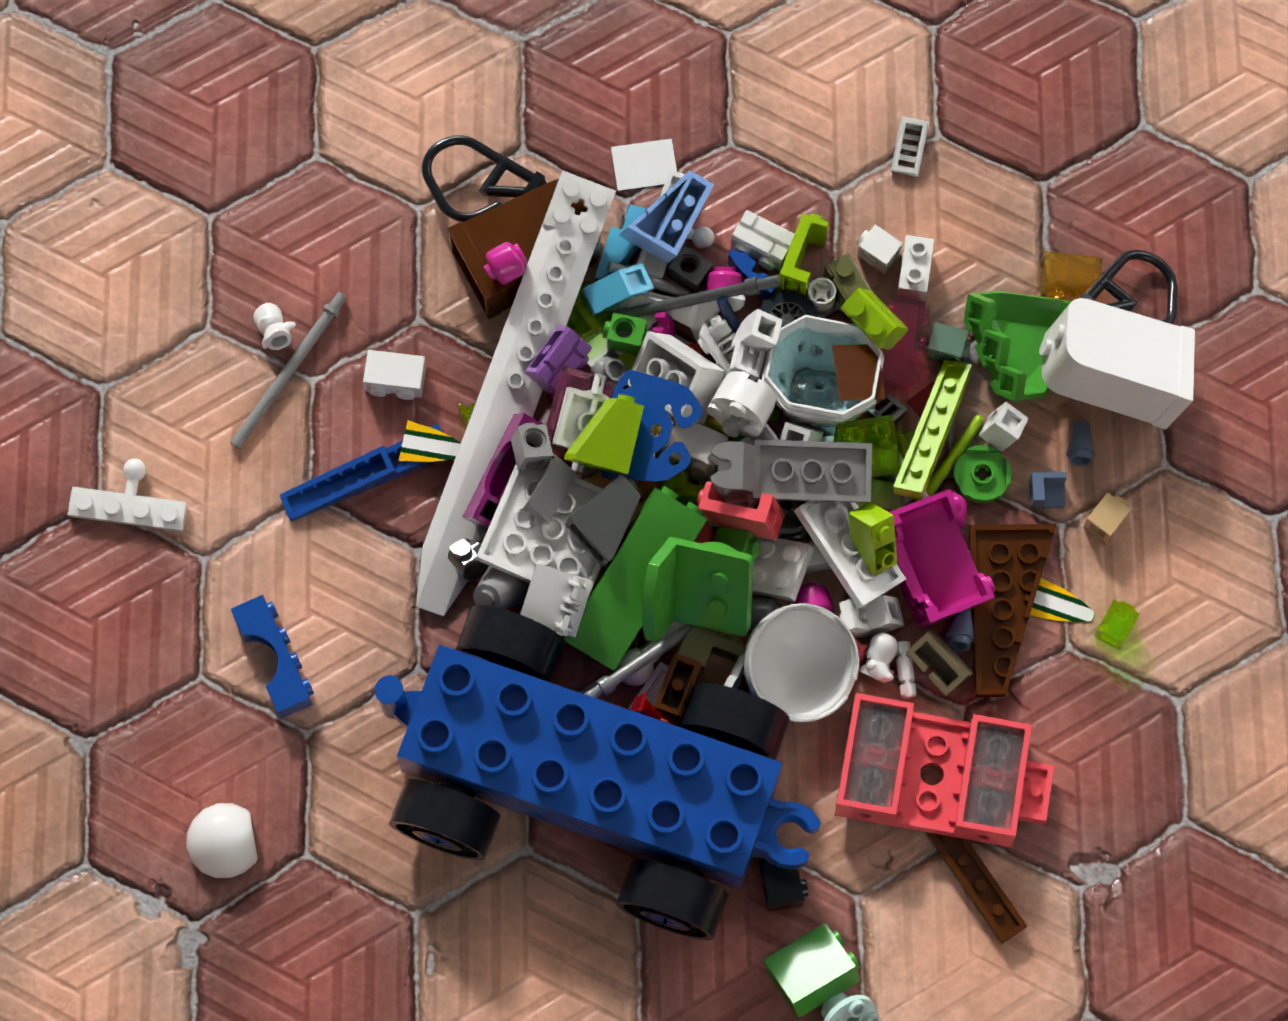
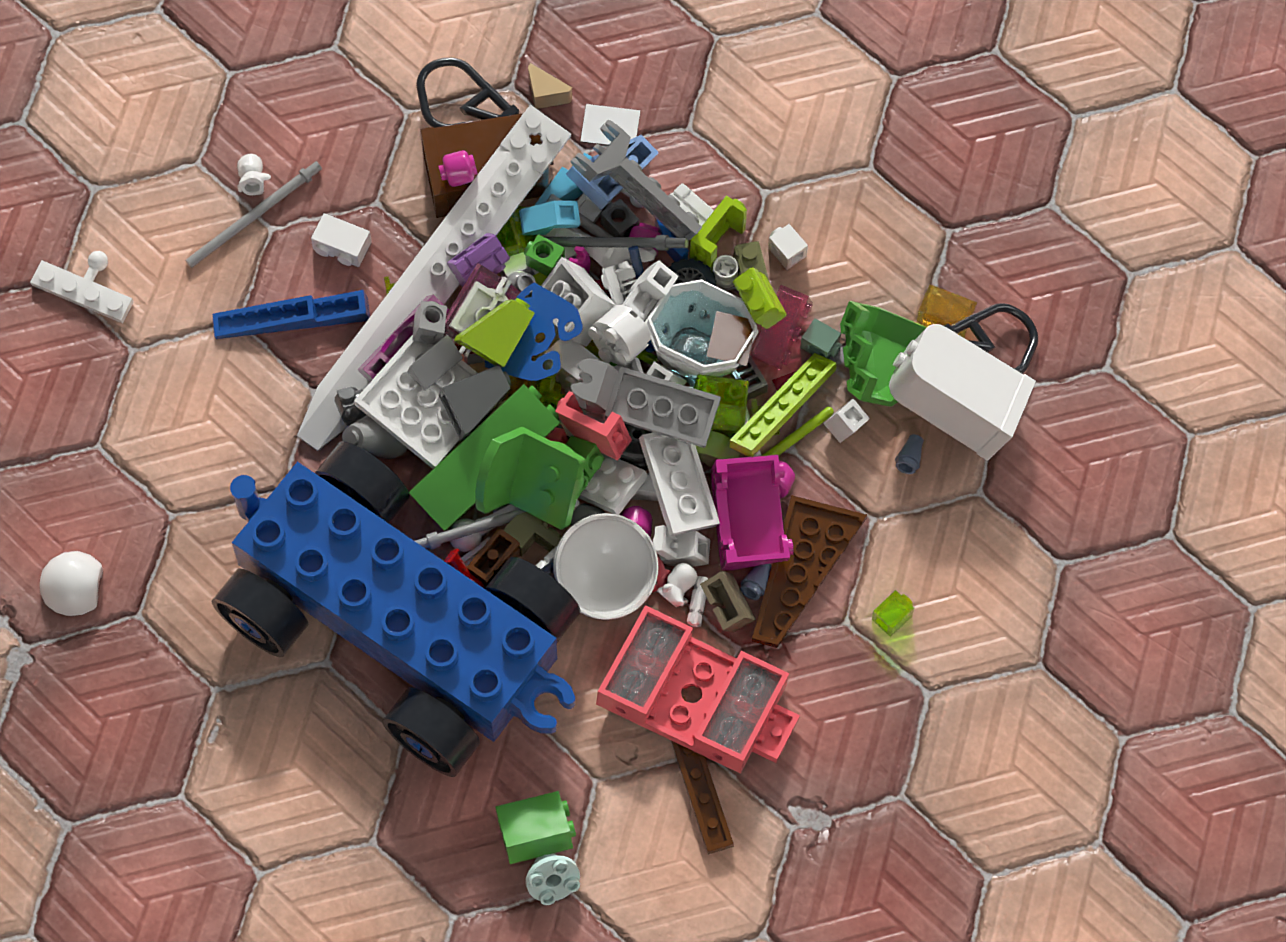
camera: 15 degrees right, 5 degrees down
(286, 688) = (165, 472): blue arch -> none
(427, 444) = (348, 304): sticker -> none
(556, 599) = (411, 455): white hinge -> none
(564, 142) = (547, 89): none -> tan slope
(674, 210) = (635, 182): none -> light grey hinge
(782, 886) = (532, 751): black slope -> none
(874, 537) = (700, 478): lime slope -> none
(913, 124) = (850, 151): white slope -> none
(915, 268) = (813, 269): white brick -> none
(994, 463) = (818, 471): bright green plate -> none
(1047, 490) = (869, 485): sand blue panel -> none
(1059, 604) = (849, 584): sticker -> none
(1107, 517) = (913, 521): tan brick -> none

